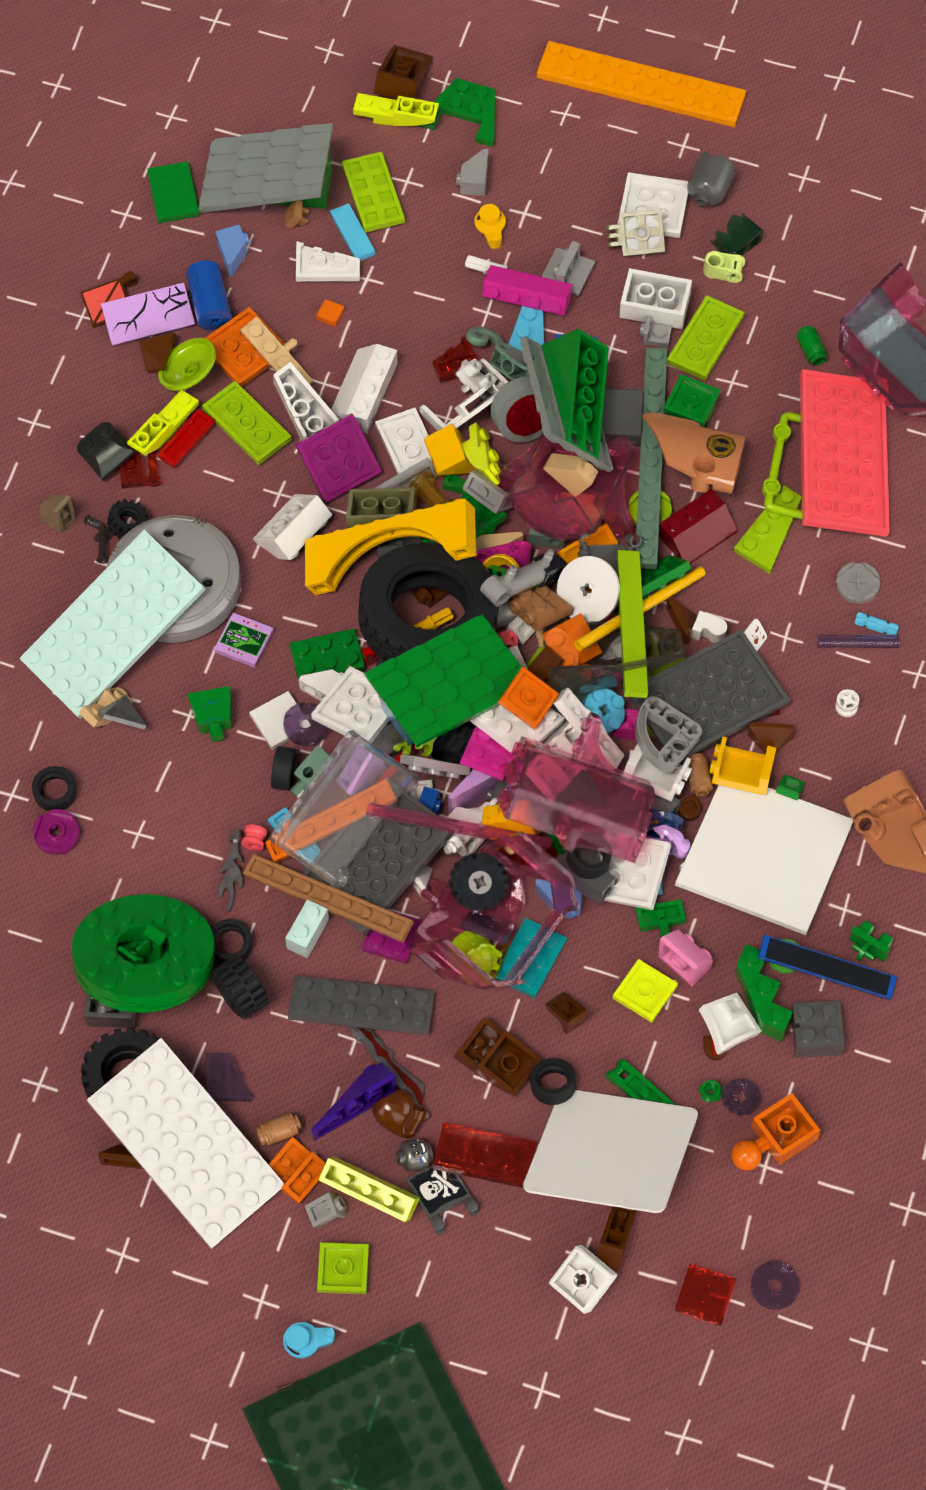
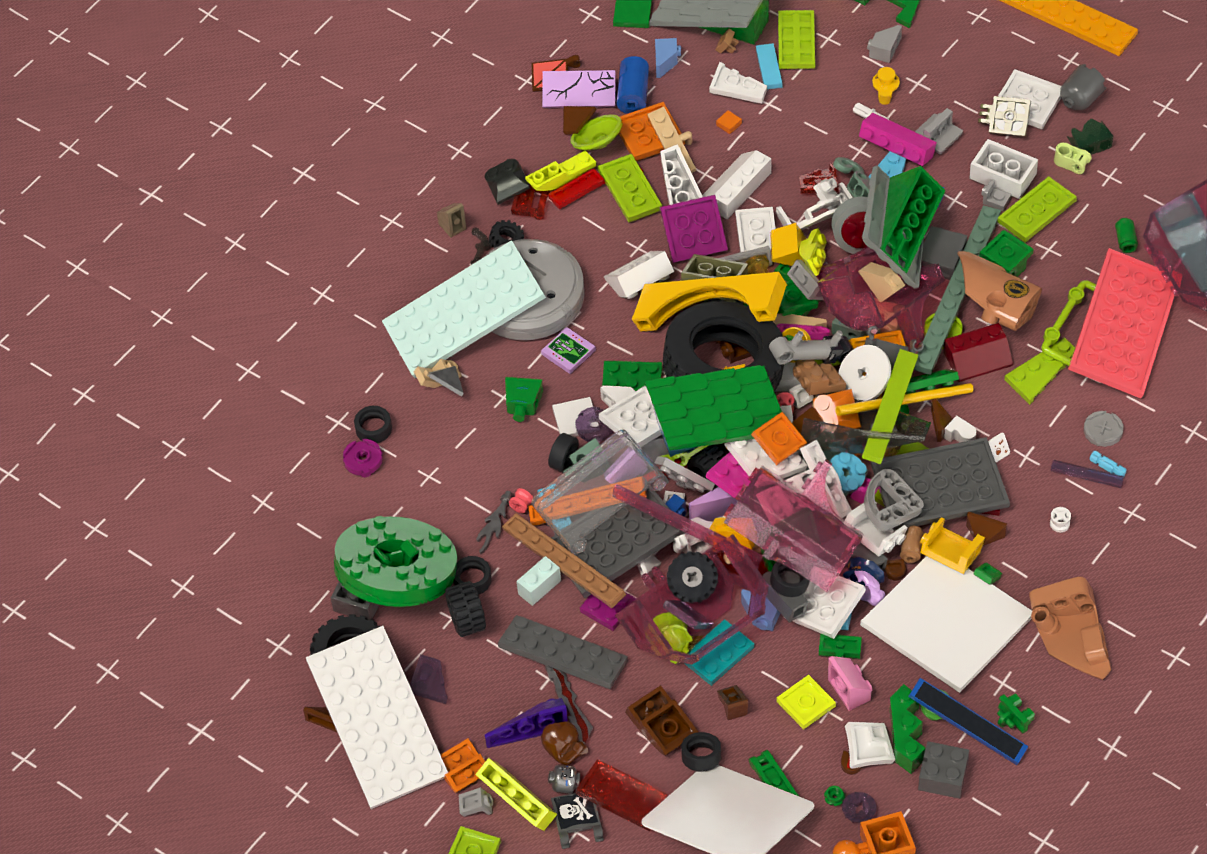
camera: 20 degrees right, 10 degrees down
(278, 1129) = (458, 729): medium nougat head -> none

